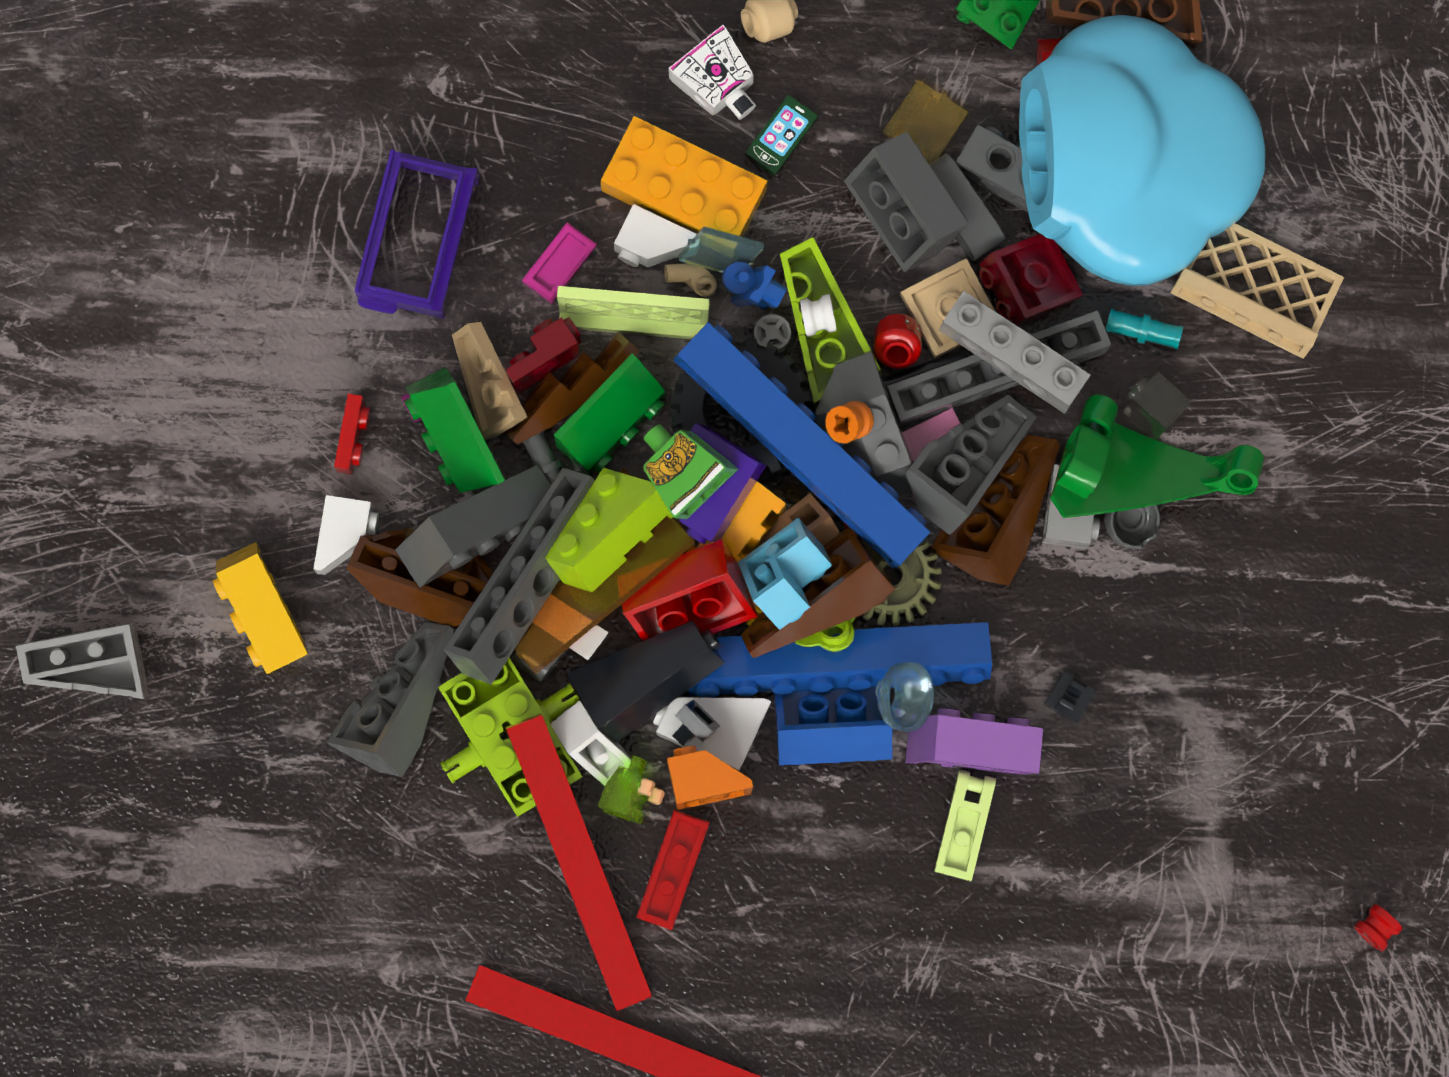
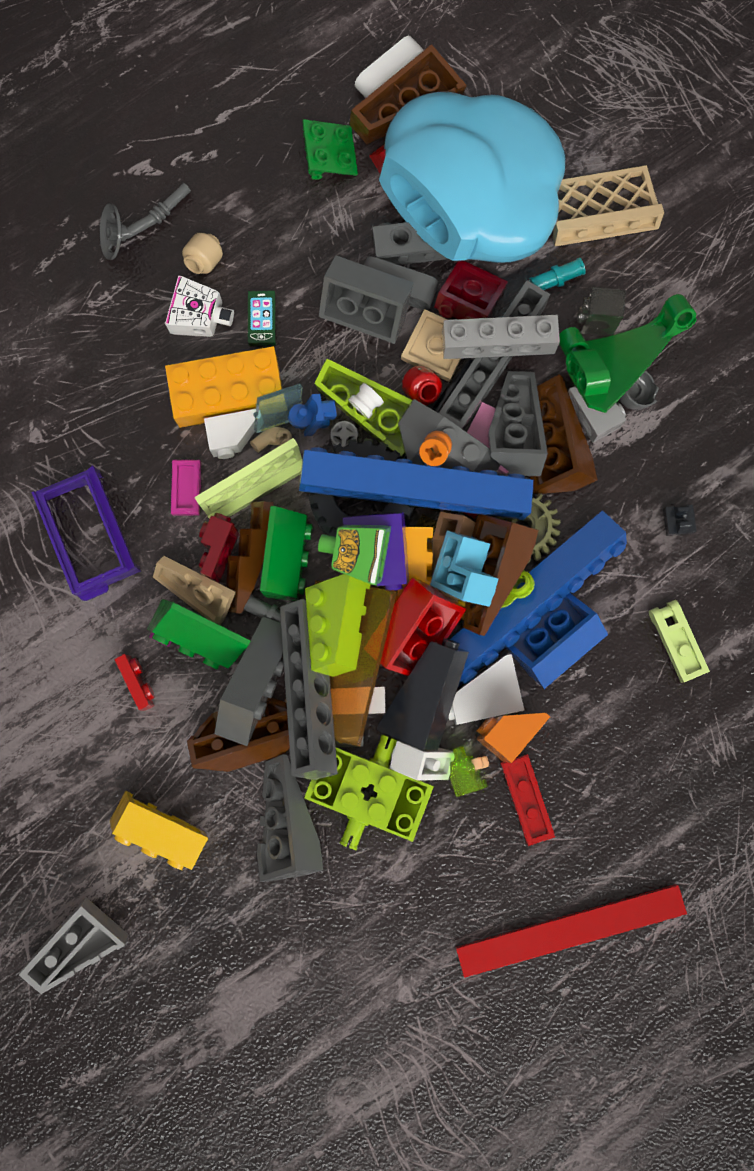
camera: 30 degrees left, 0 degrees up
(340, 530) = (171, 745): white slope -> none
(578, 861) = (469, 840): red tile -> none
(695, 722) = (478, 702): black tile -> none
(912, 696) = (592, 591): clear light blue piece -> none
(927, 119) = (339, 242): clear yellow piece -> none
(976, 743) = (648, 589): medium lavender wedge -> none

